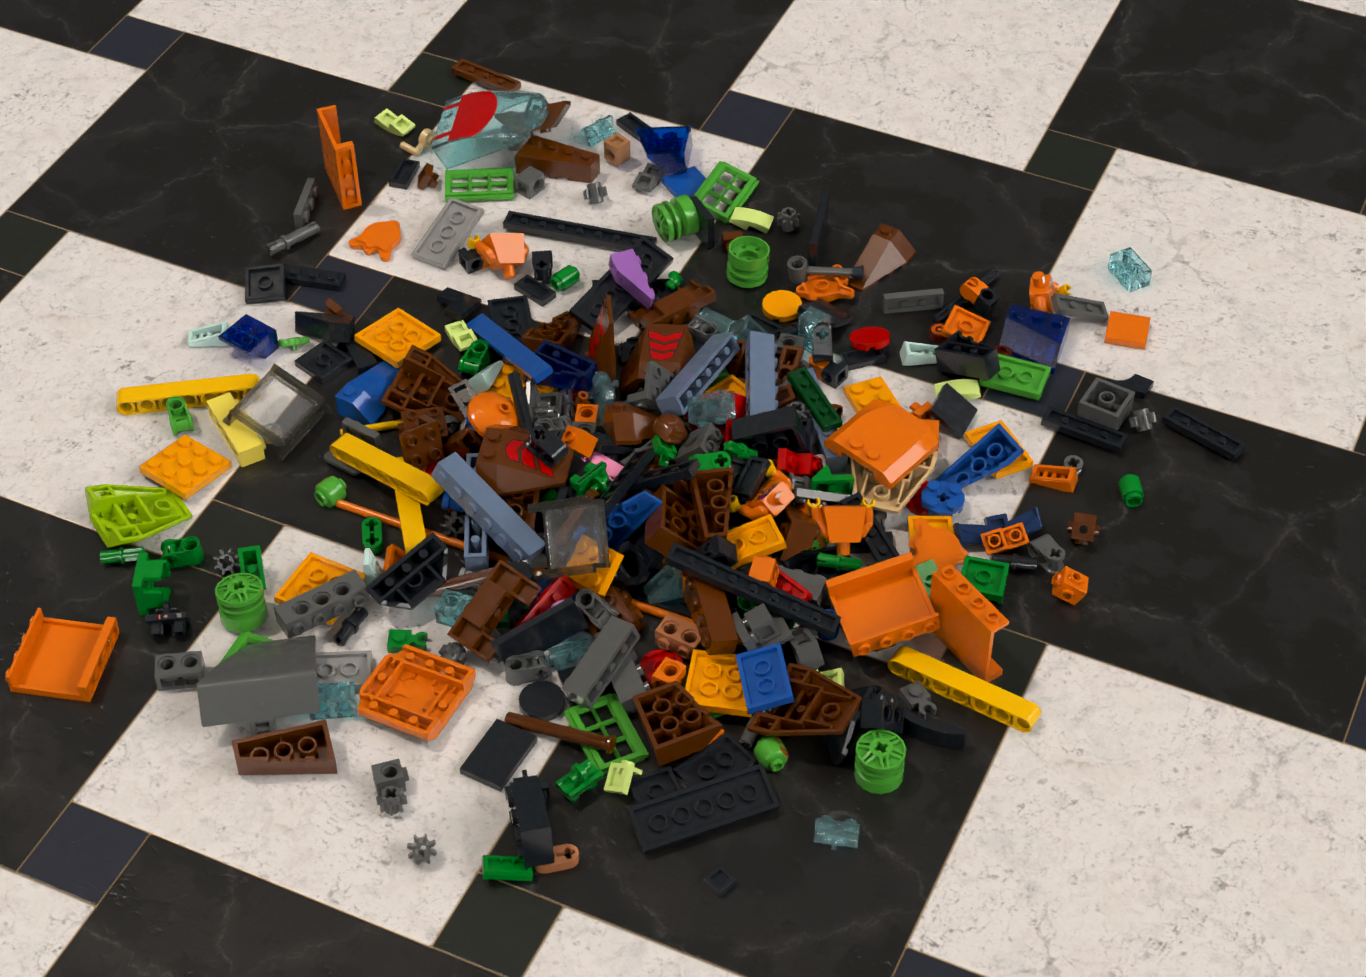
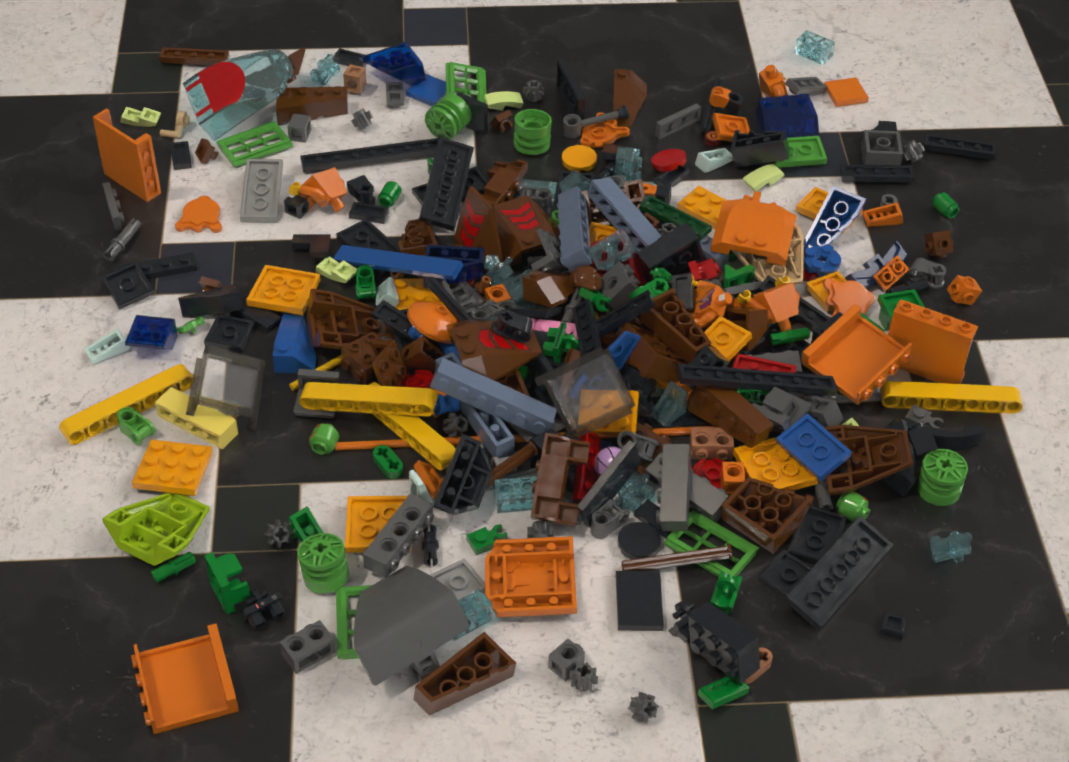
camera: 30 degrees left, 0 degrees up
(182, 551) = (229, 540): green piece -> none
(580, 441) = (528, 309): orange brick -> none
(620, 777) = (756, 575): yellowish green bracket -> none
(628, 274) = (452, 170): medium lavender slope -> none
(675, 280) = (482, 166): green arm -> none
(765, 570) = (752, 360): orange brick -> none
(822, 346) = (647, 171): black piece -> none
(952, 411) = (775, 191): black tile -> none

